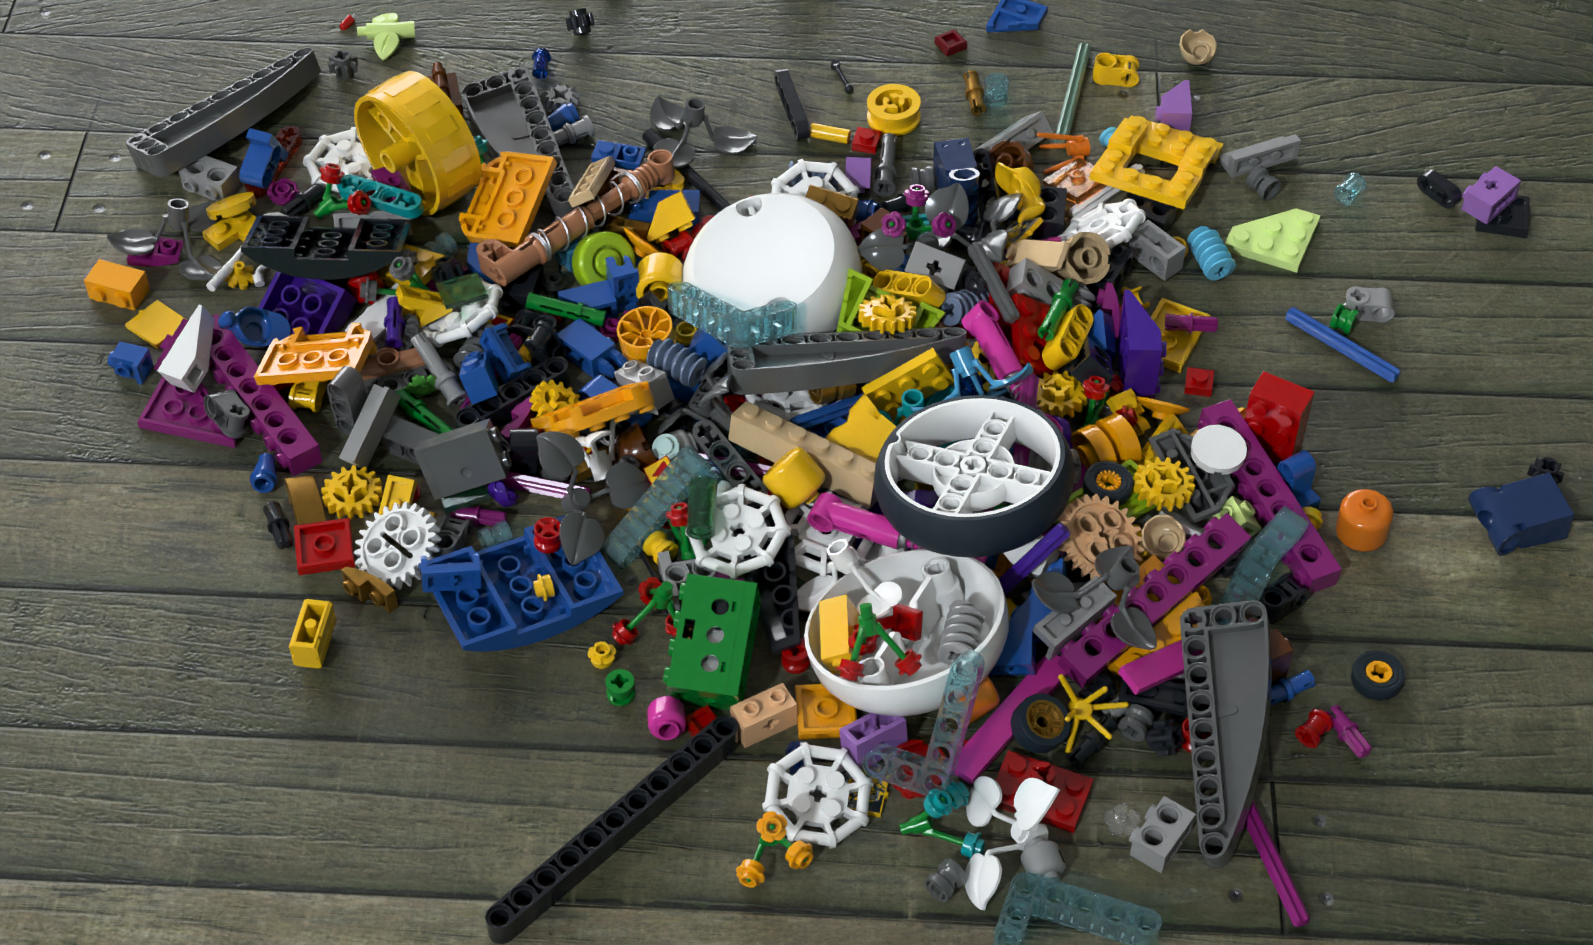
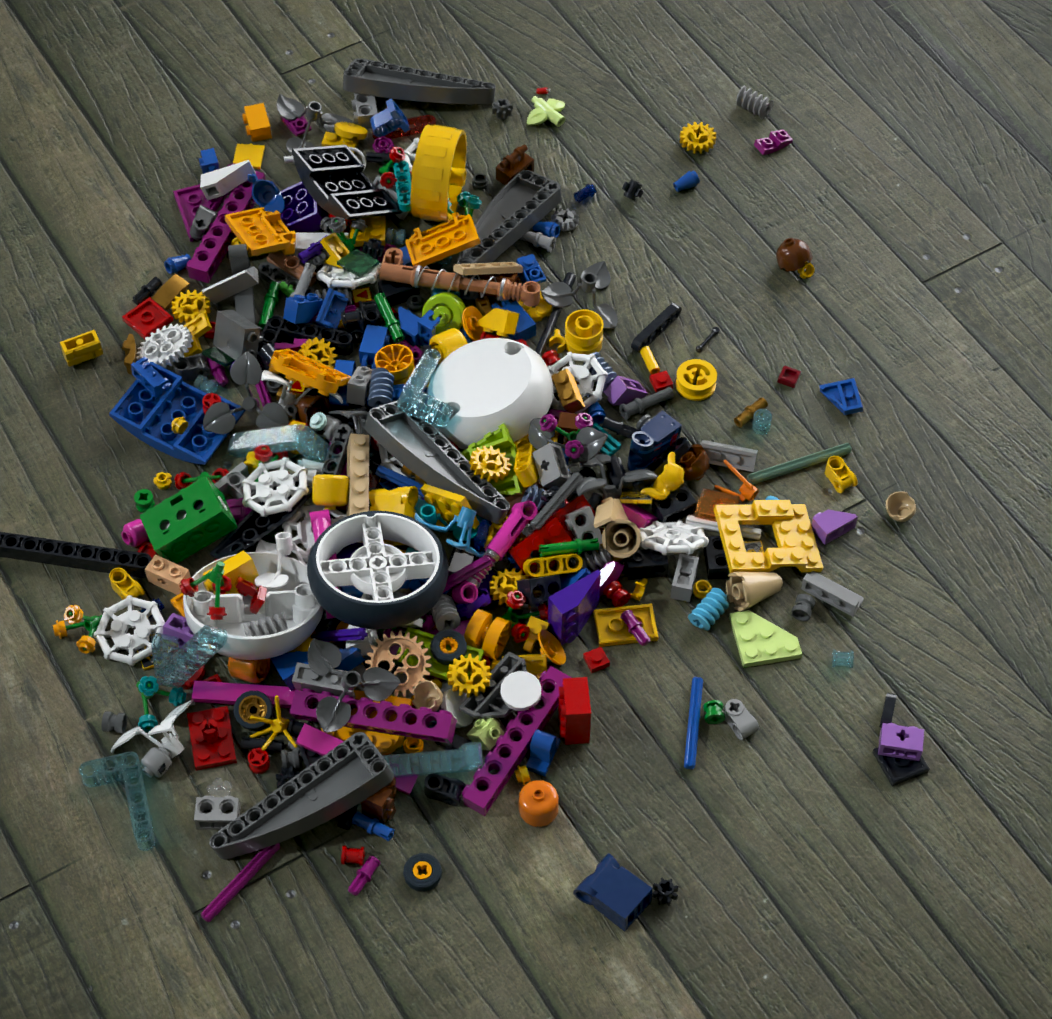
camera: 55 degrees right, 5 degrees up
(702, 508) = (269, 458): clear green pin -> none
(730, 189) = (557, 338): none -> yellow piece
(742, 770) = (126, 586): none -> yellow piece
(750, 160) = (583, 332): none -> yellow wheel
(1118, 751) = (260, 756): none -> red wheel
(1212, 207) = (751, 588): none -> tan cone

